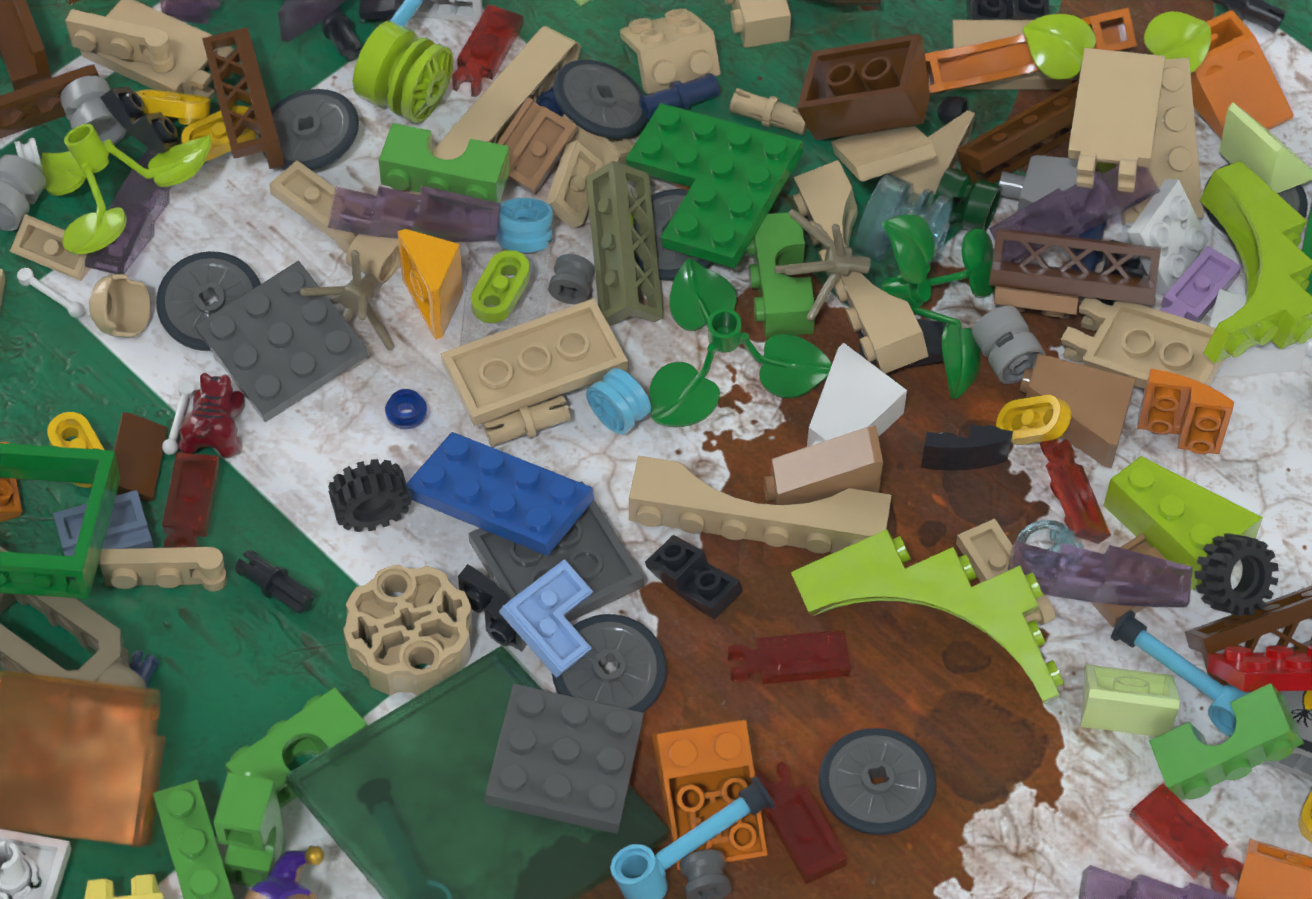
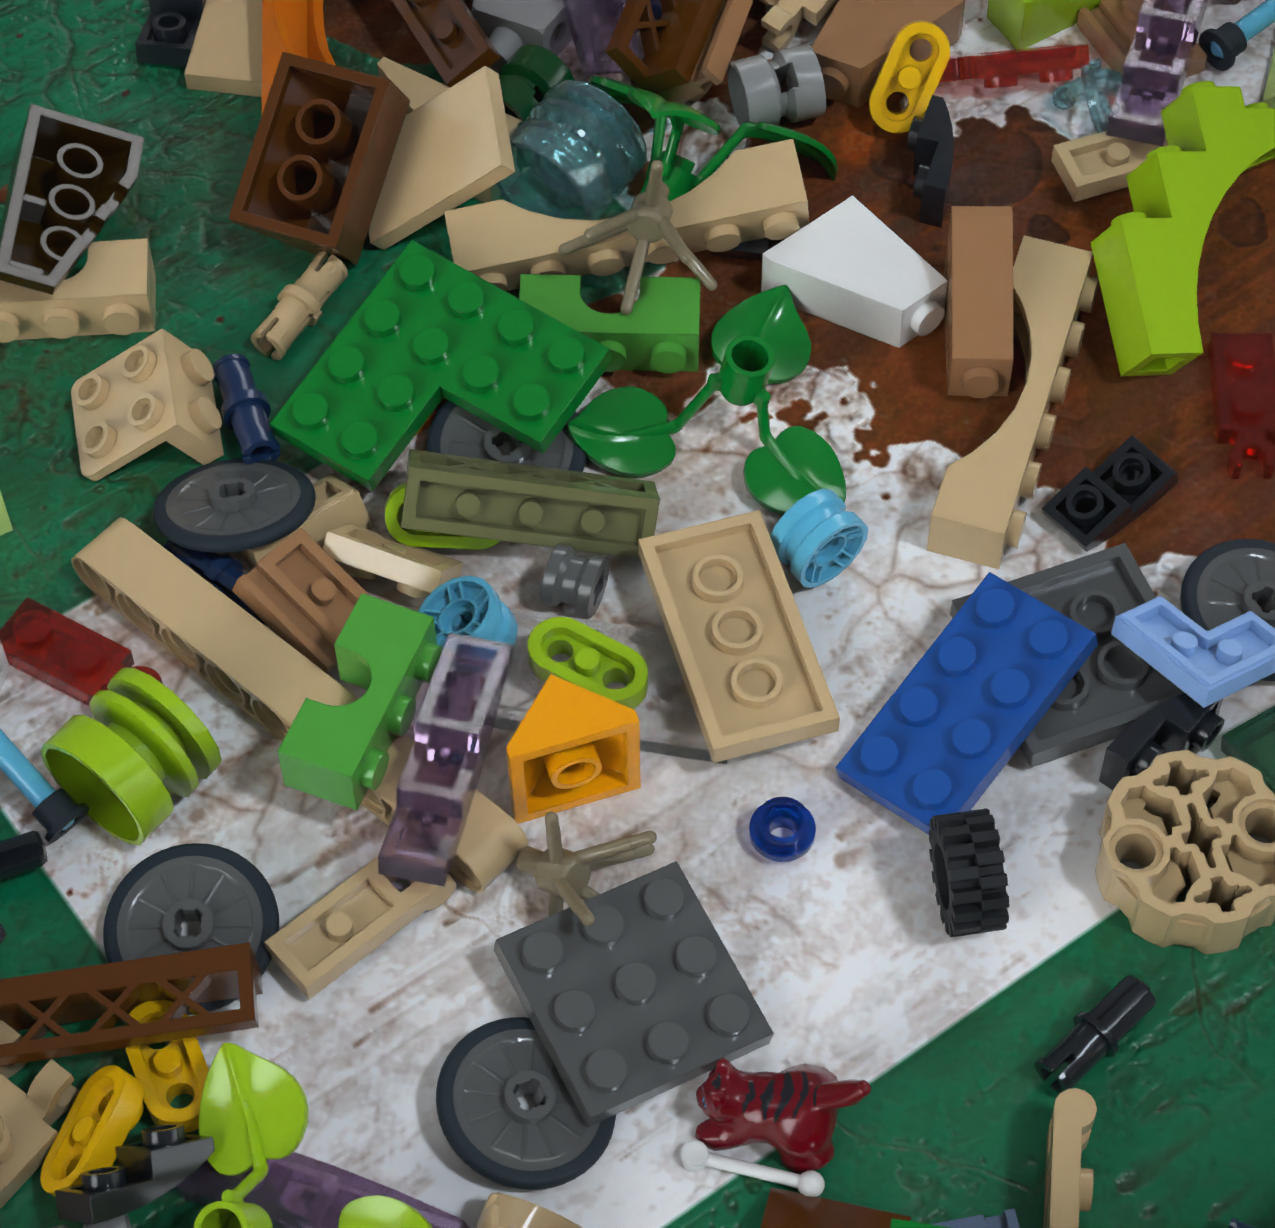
camera: 80 degrees left, 0 degrees up
(190, 499) = (935, 1153): clear red plate -> none
(527, 421) = (834, 662): tan pin -> none

